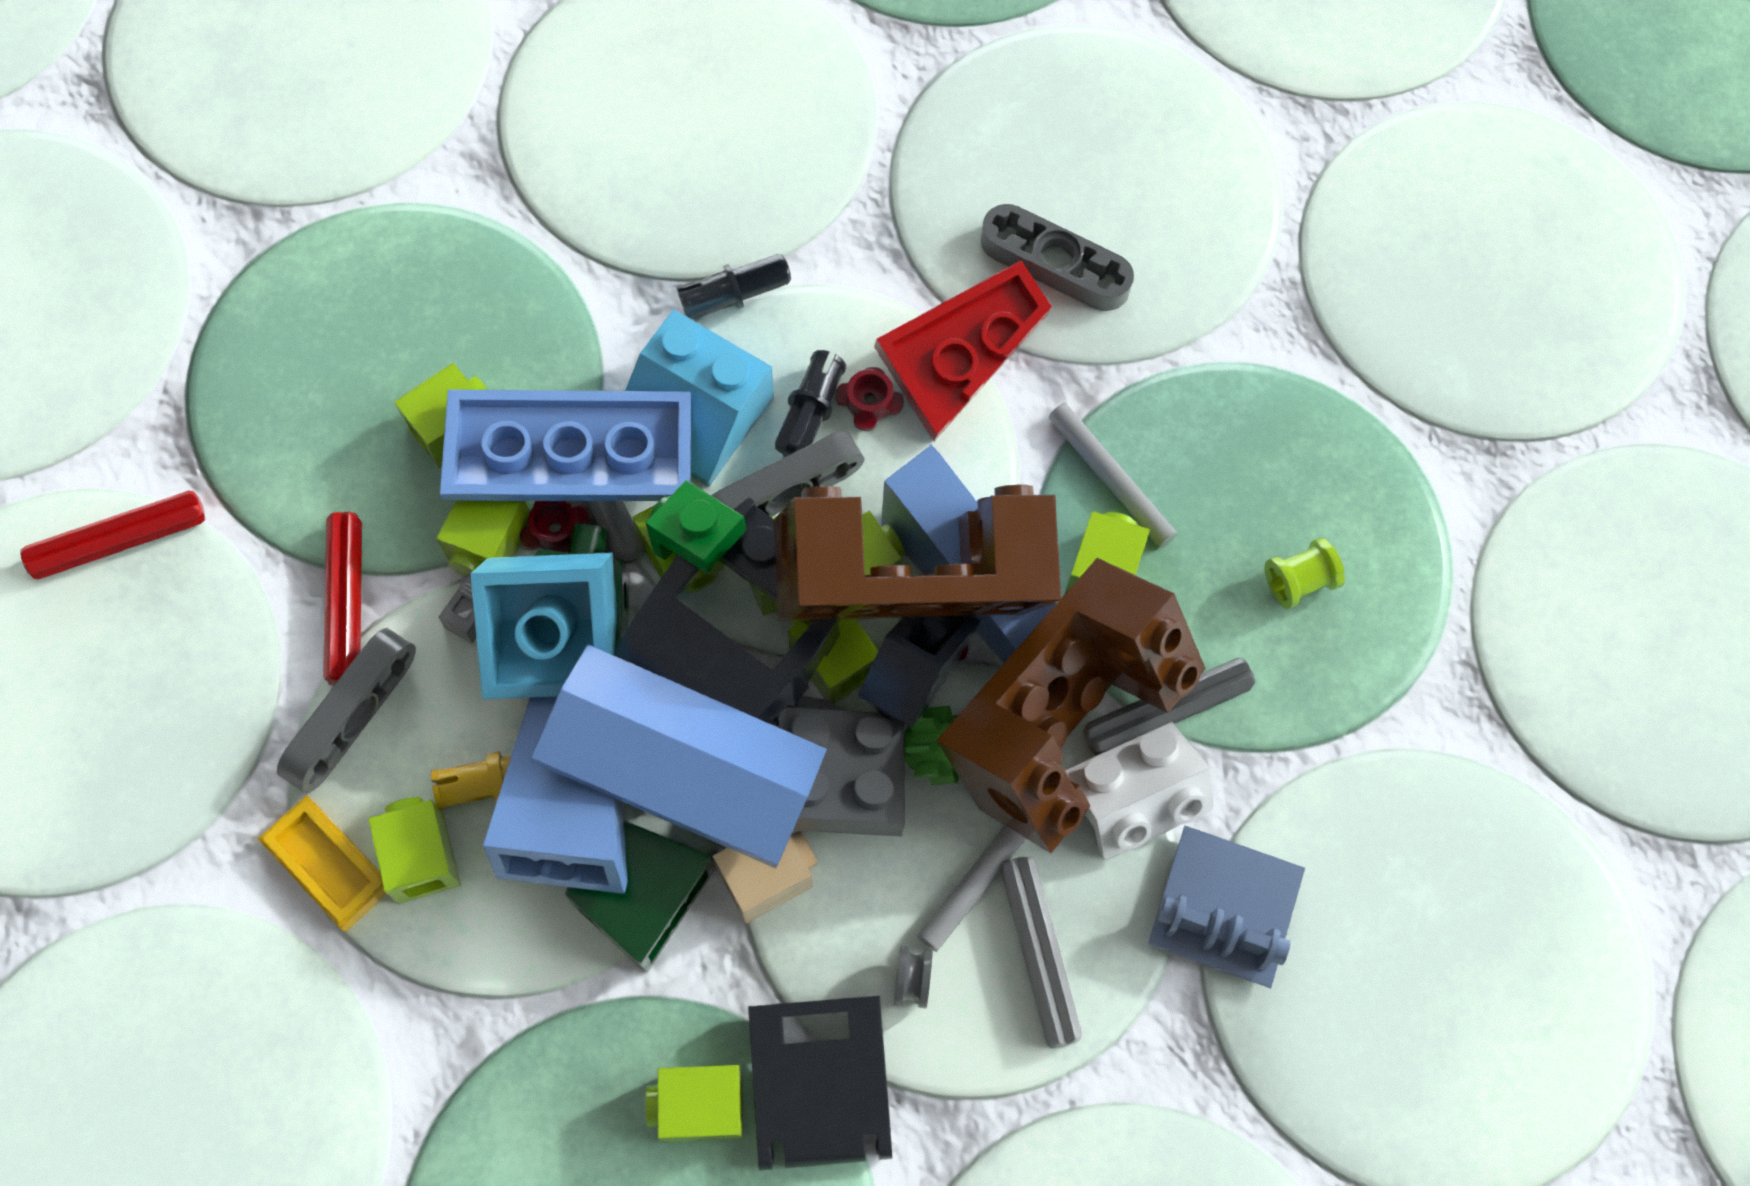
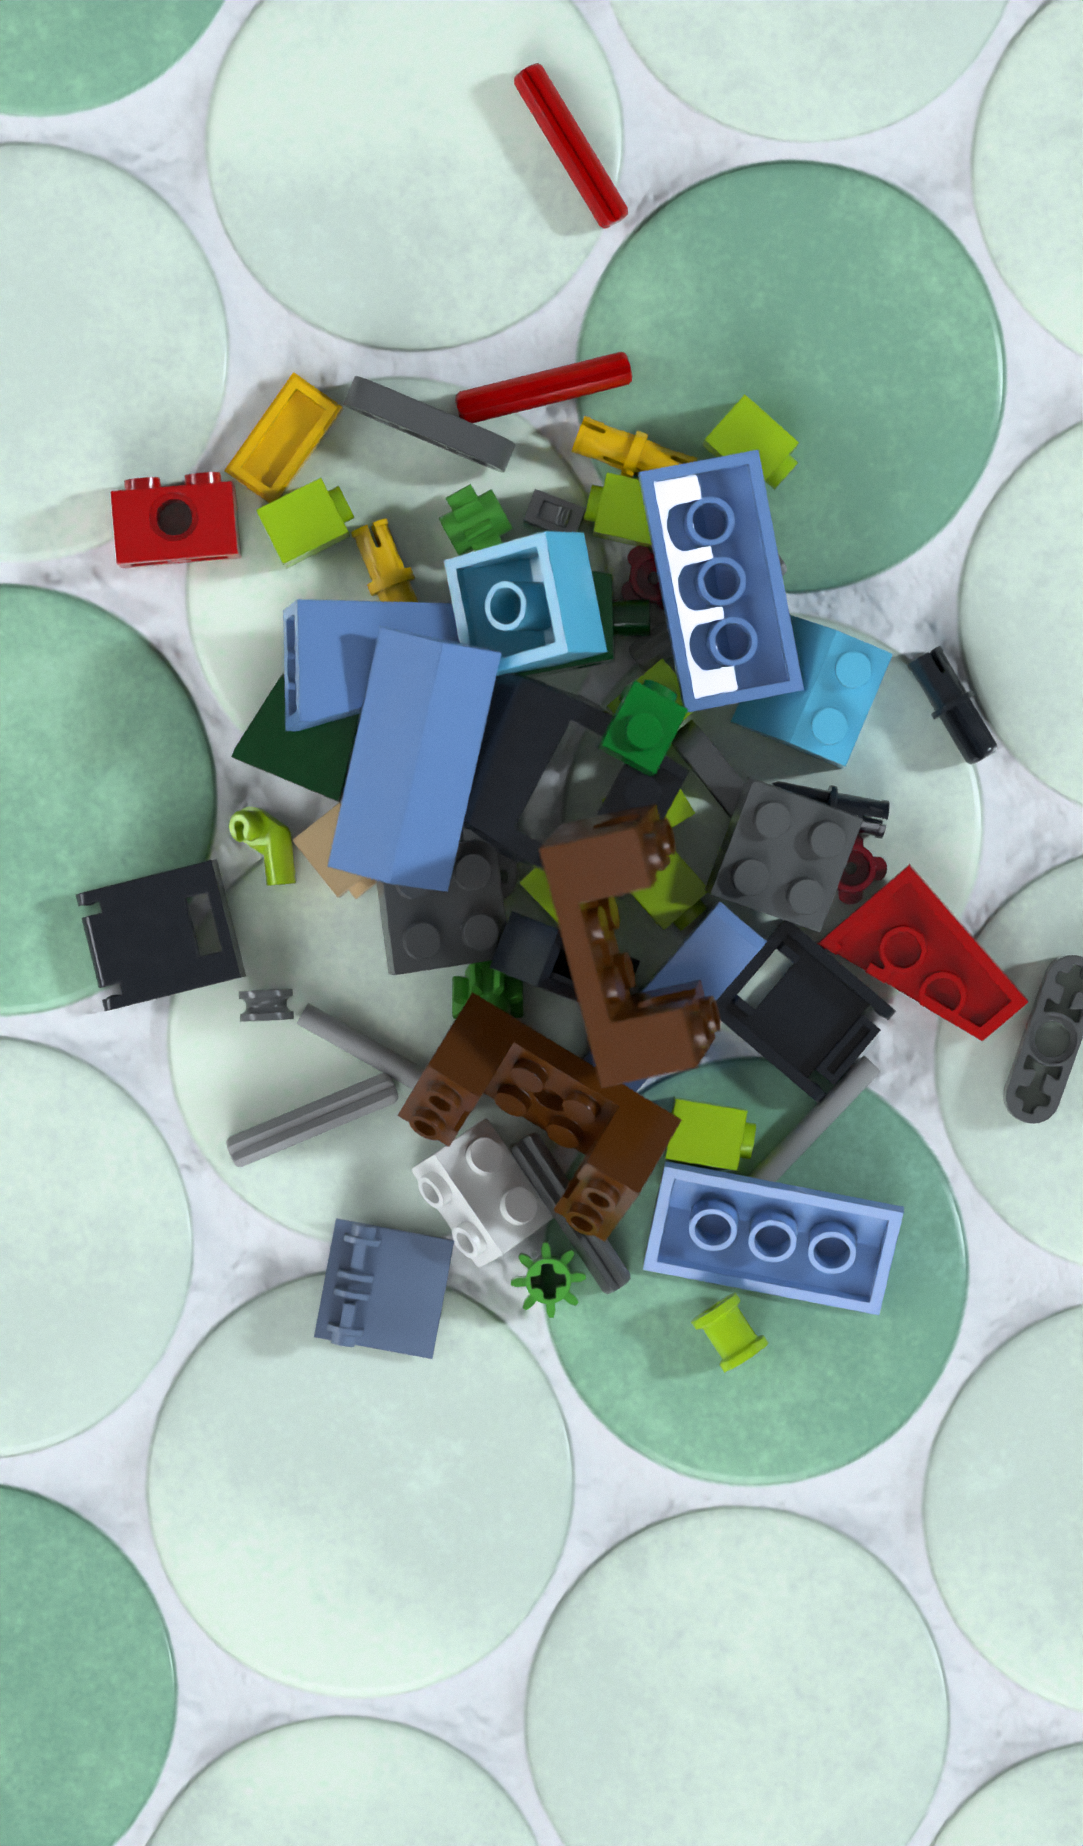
camera: 80 degrees right, 20 degrees up
(396, 1022) = (209, 538): none -> red brick
(418, 538) = (624, 450): none -> yellow pin
(452, 679) = (474, 520): none -> bright green gear
(696, 1104) = (120, 829): lime brick -> none
(738, 946) = (269, 838): none -> lime arm
(845, 435) = (783, 854): none -> dark grey plate
(1007, 448) = (808, 1016): none -> black container
(1218, 516) = (772, 1237): none -> medium blue slope
(1248, 725) = (560, 1267): none -> bright green gear

